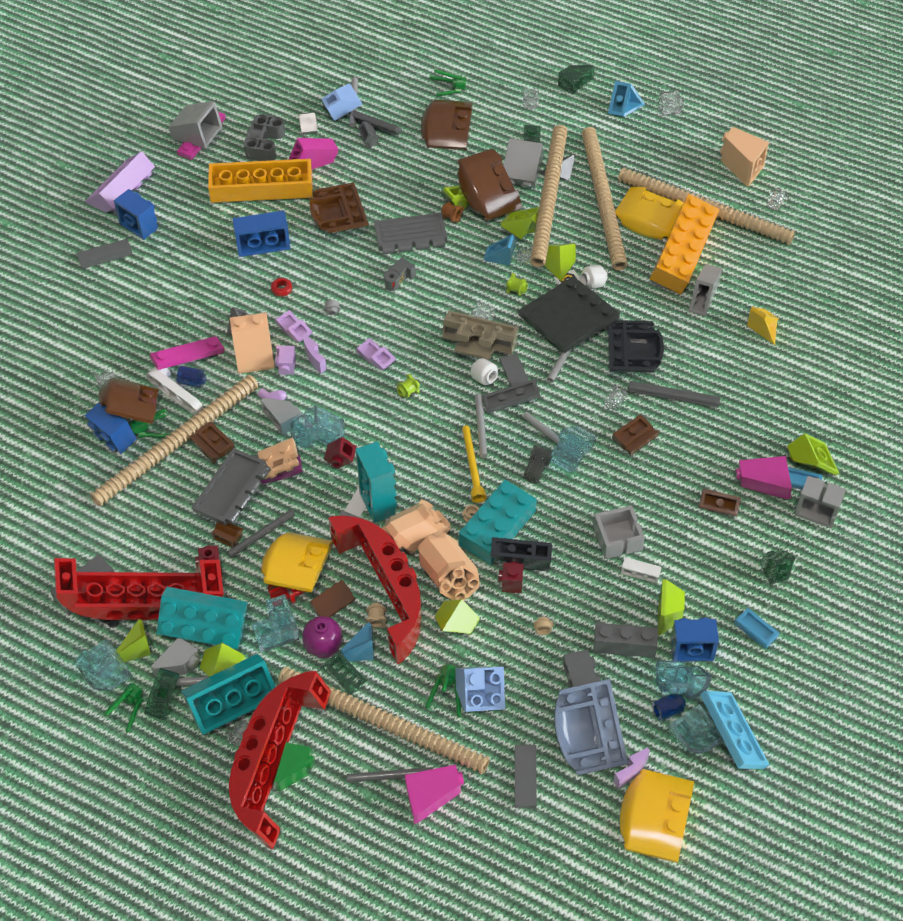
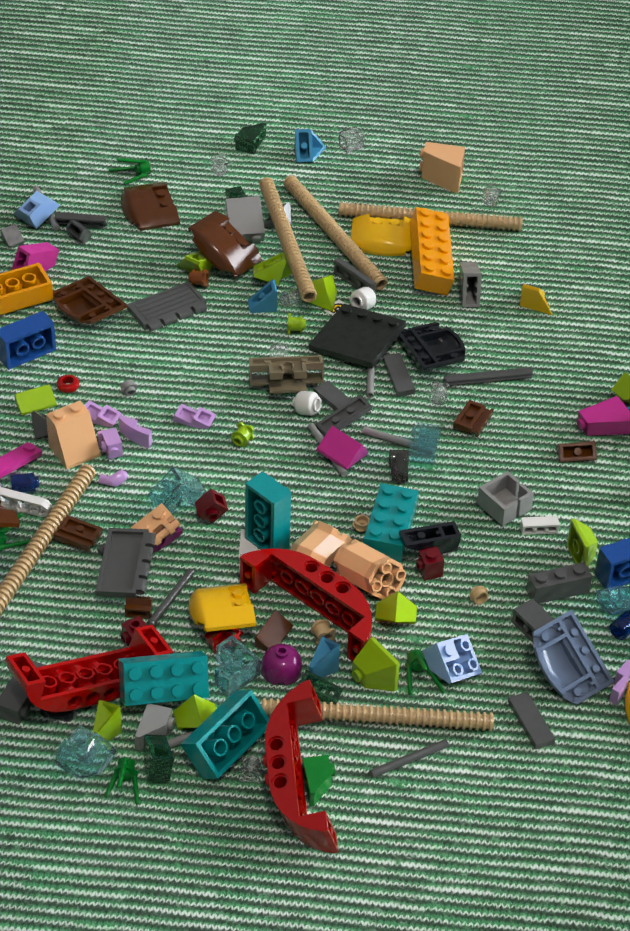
camera: 25 degrees left, 10 degrees down
(244, 295) = (35, 399): none -> lime slope
(280, 413) = (132, 490): light grey slope -> none
(398, 273) = (177, 341): dark grey leg -> none
(400, 671) = (376, 667): none -> lime slope
(432, 790) = (455, 756): dark pink slope -> none
(478, 493) = (358, 504): yellow piece -> none
(491, 429) = (341, 448): none -> dark pink slope
(588, 366) = (398, 374): none -> dark grey tile
(597, 250) = (352, 275): none -> dark grey tile

